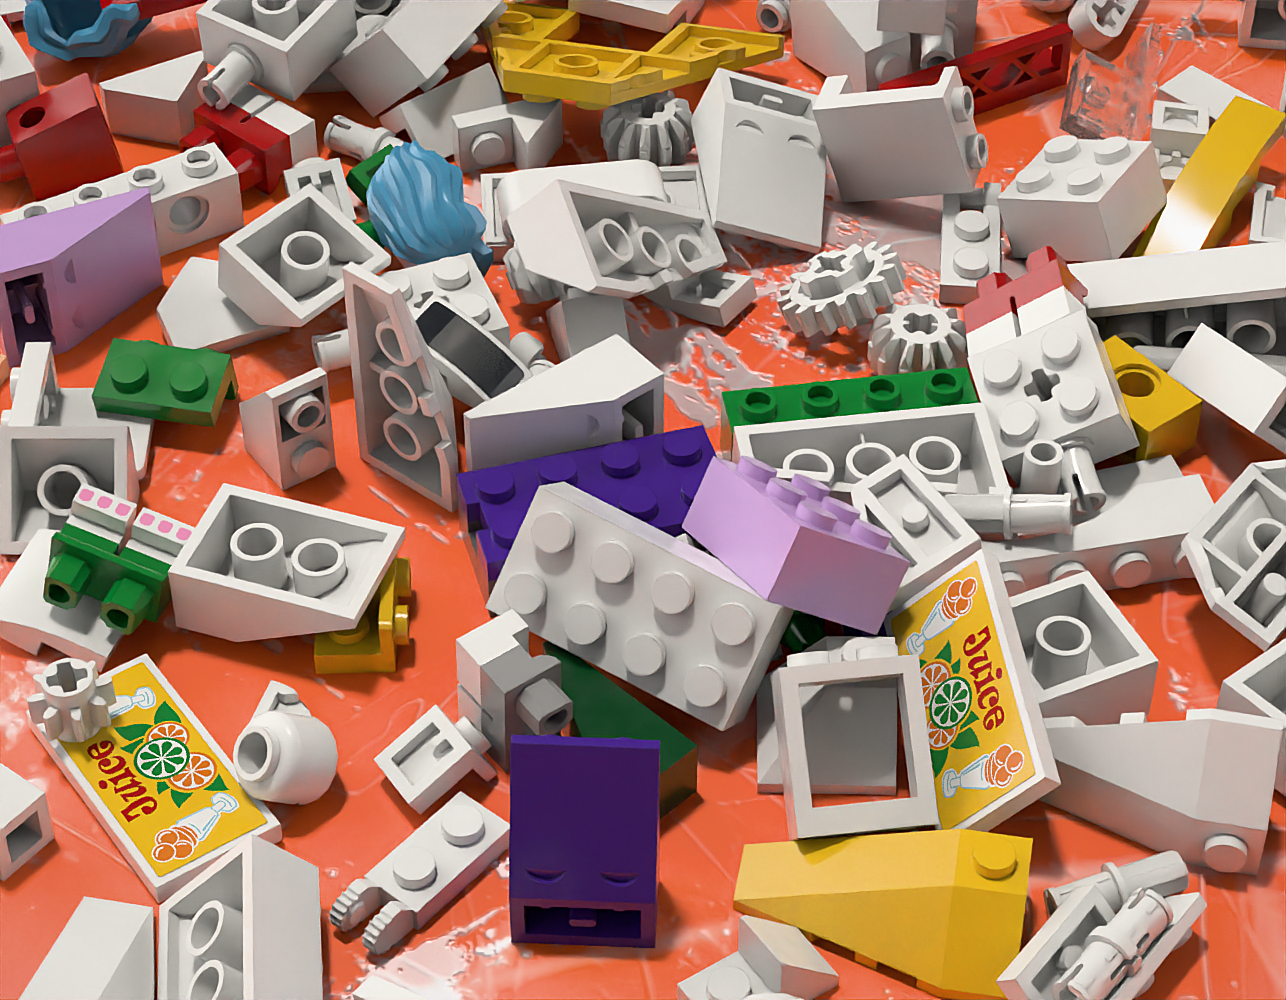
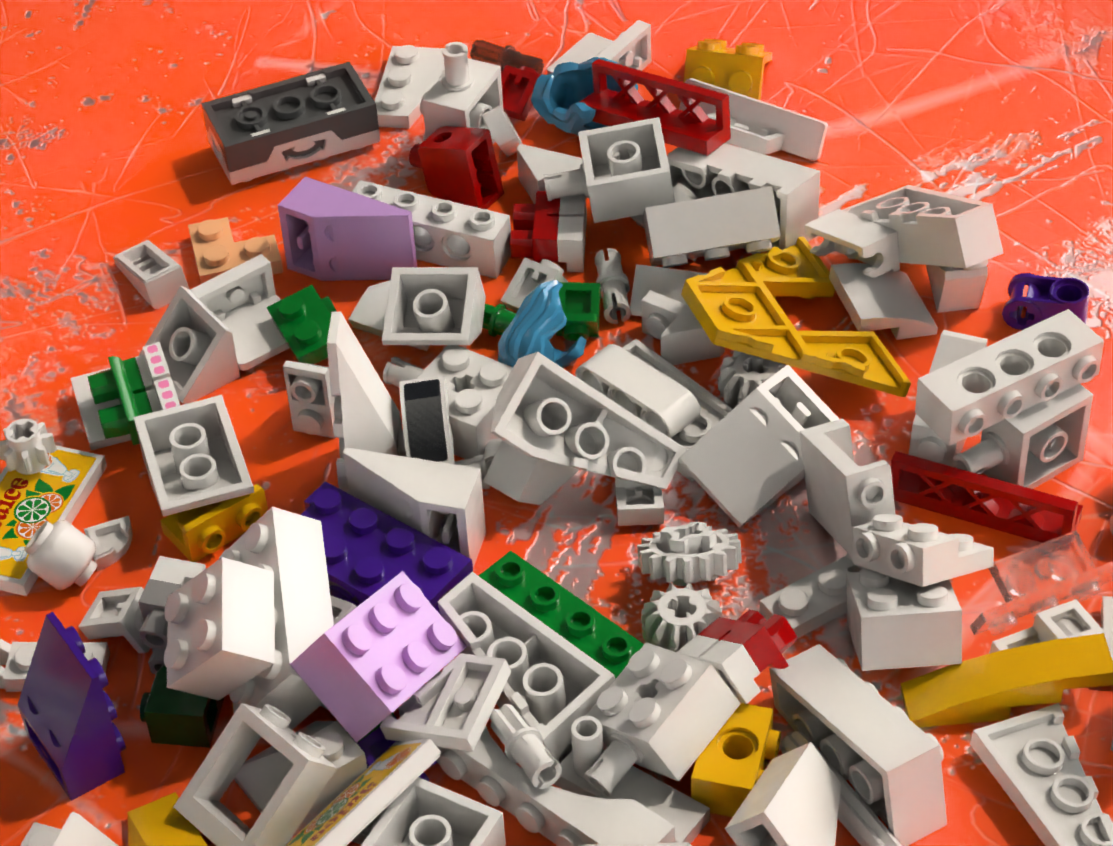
camera: 55 degrees right, 0 degrees up
(79, 57) = (502, 130): none -> white beam
(647, 633) = (220, 629): none -> white brick
(1045, 132) = (917, 551): none -> white plate

